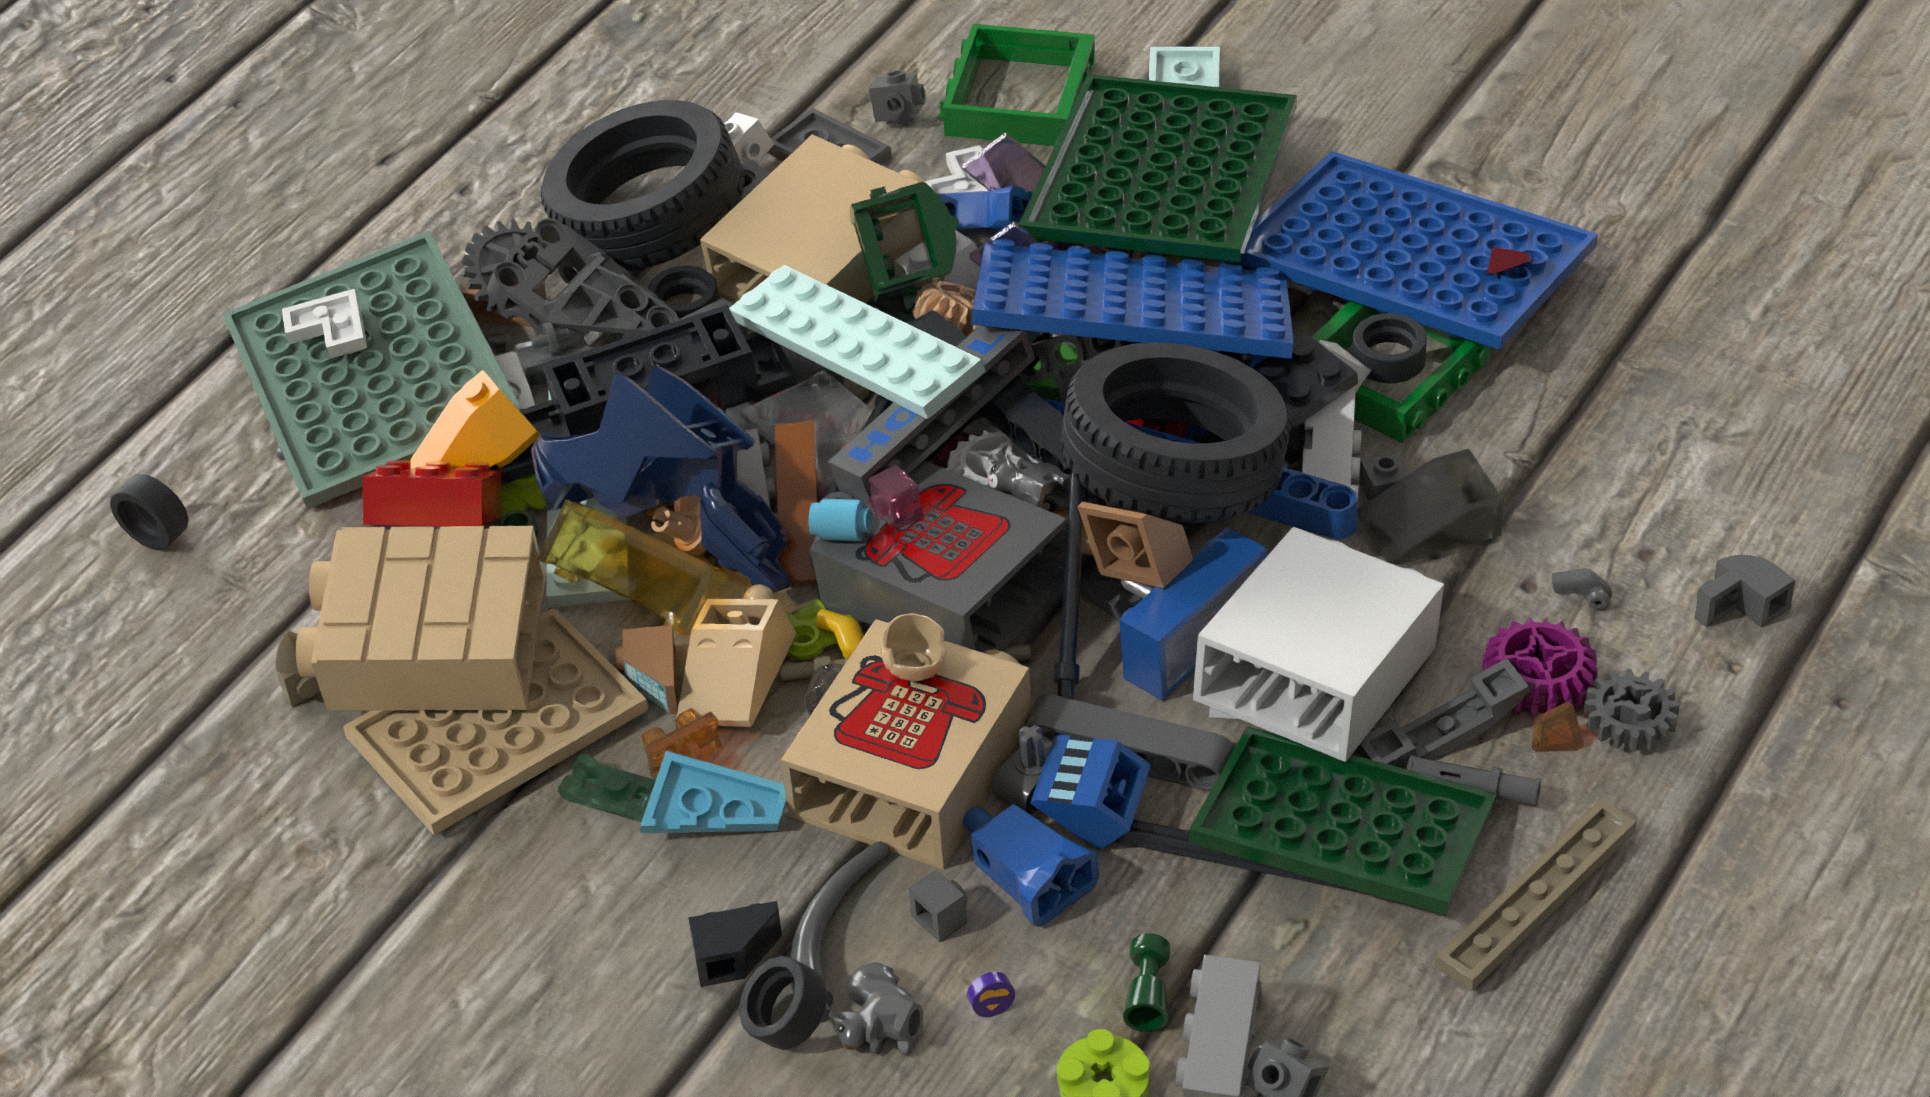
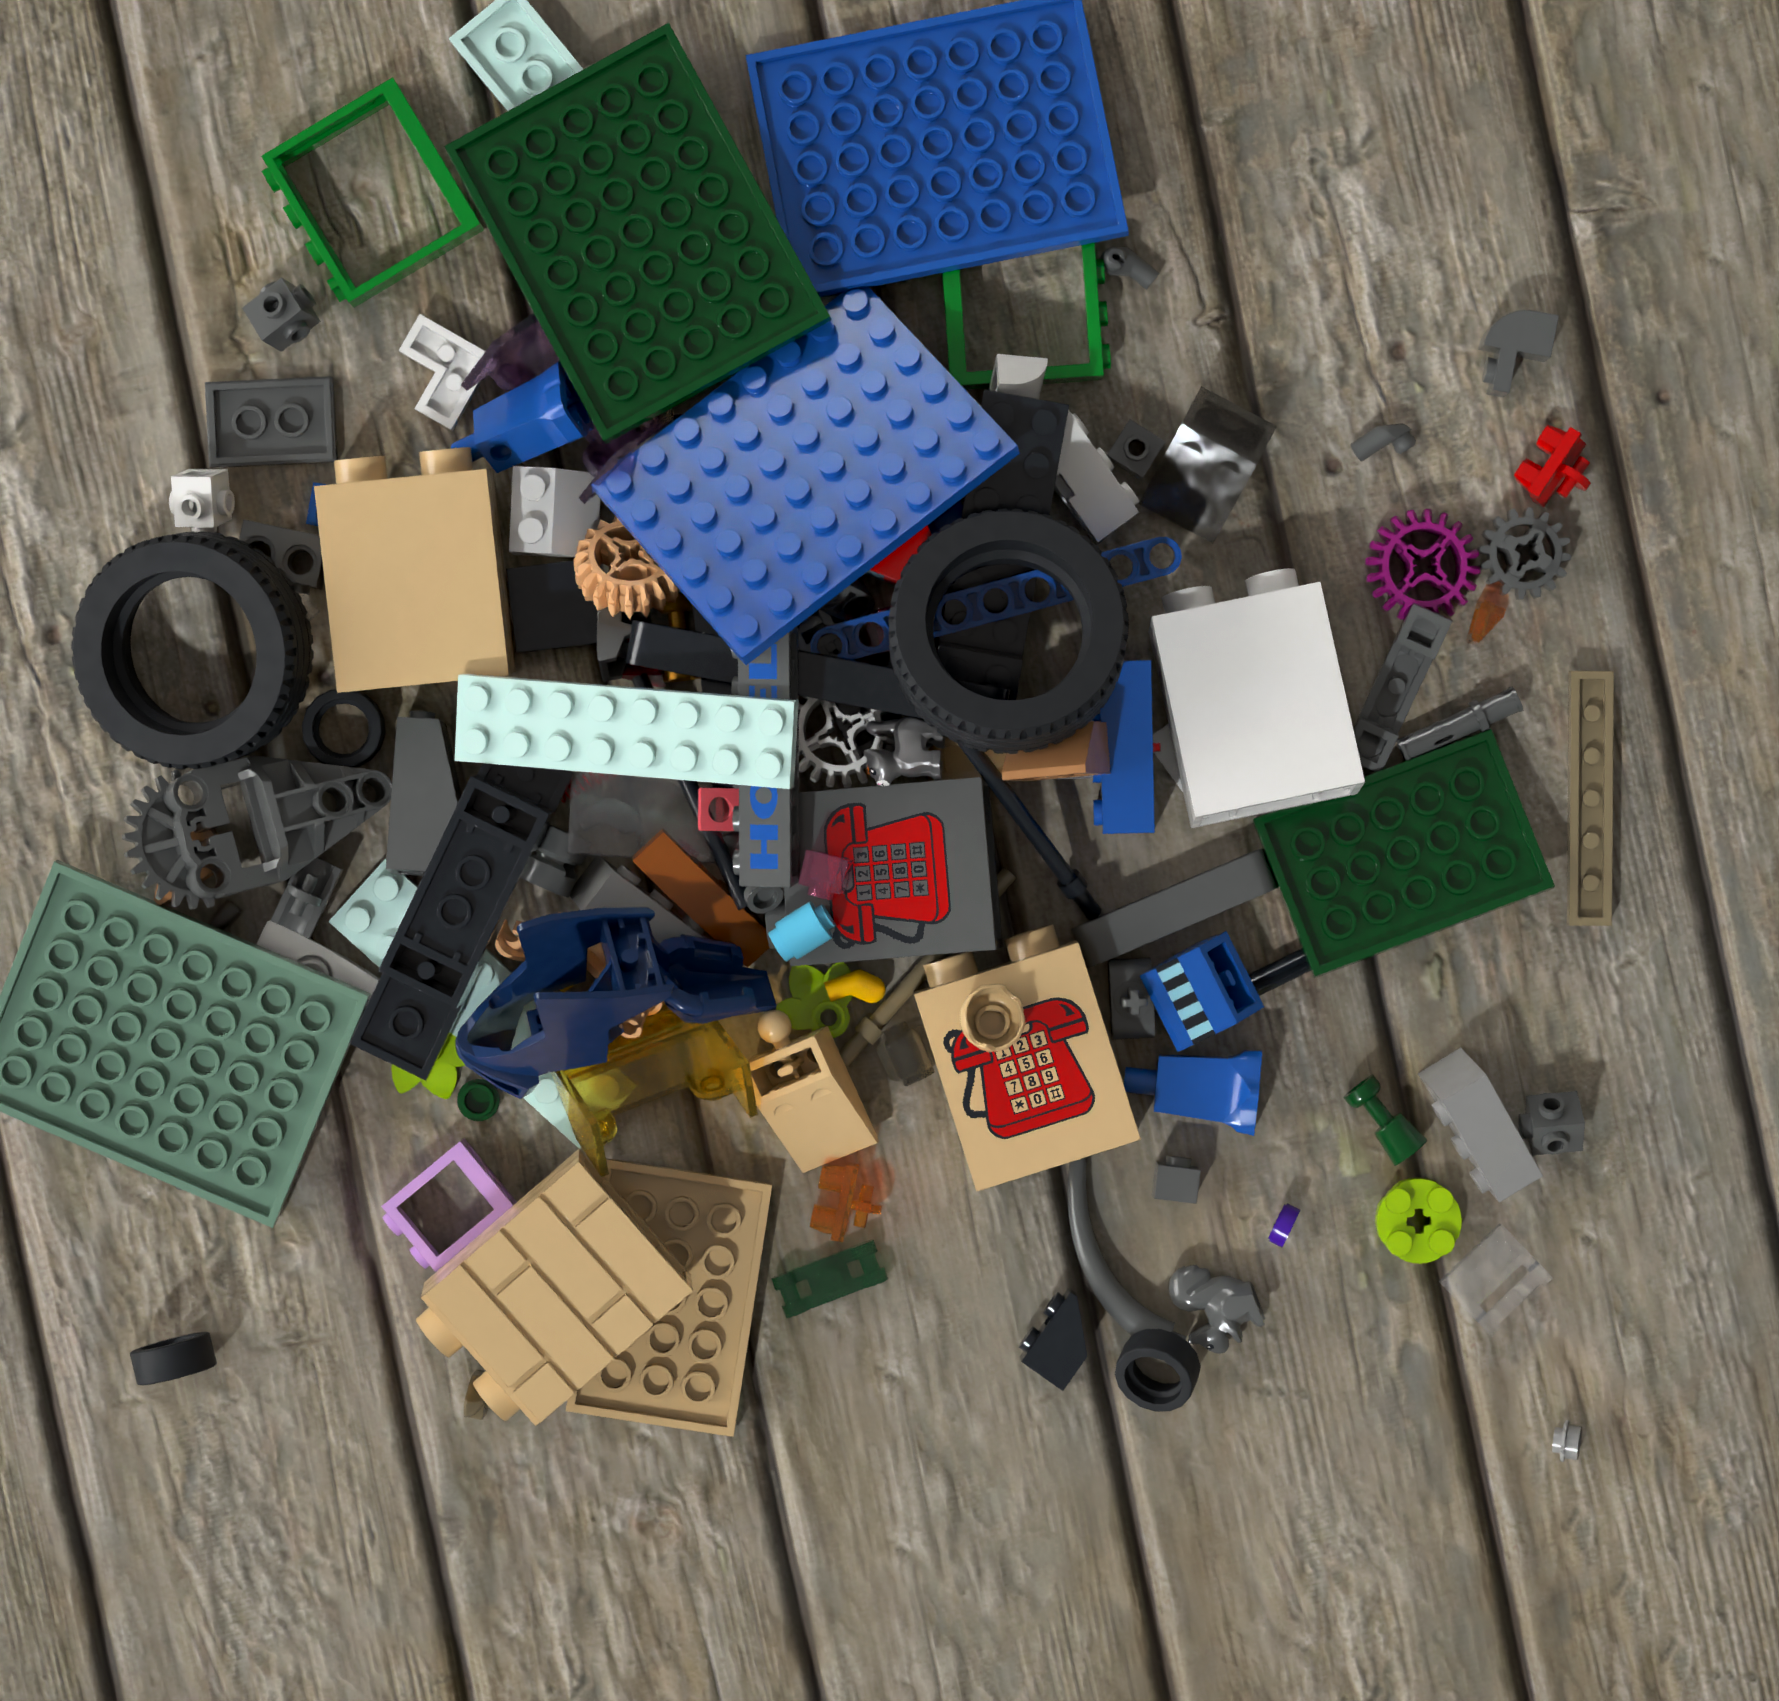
camera: 40 degrees left, 45 degrees up
(333, 316) = (92, 1031): white plate -> none
(431, 495) = (406, 1156): red brick -> none
(477, 428) = (372, 1077): light orange wedge -> none
(651, 664) = (739, 1147): medium nougat slope -> none
(711, 798) = (919, 1233): medium azure wing -> none
(936, 231) = (575, 547): dark green animal -> none
(1392, 329) = (1046, 283): black tyre -> none
(1485, 387) = (1124, 262): none -> dark grey arm
(1506, 259) = (1049, 110): dark red slope -> none
(1709, 675) = (1564, 451): none -> red hips

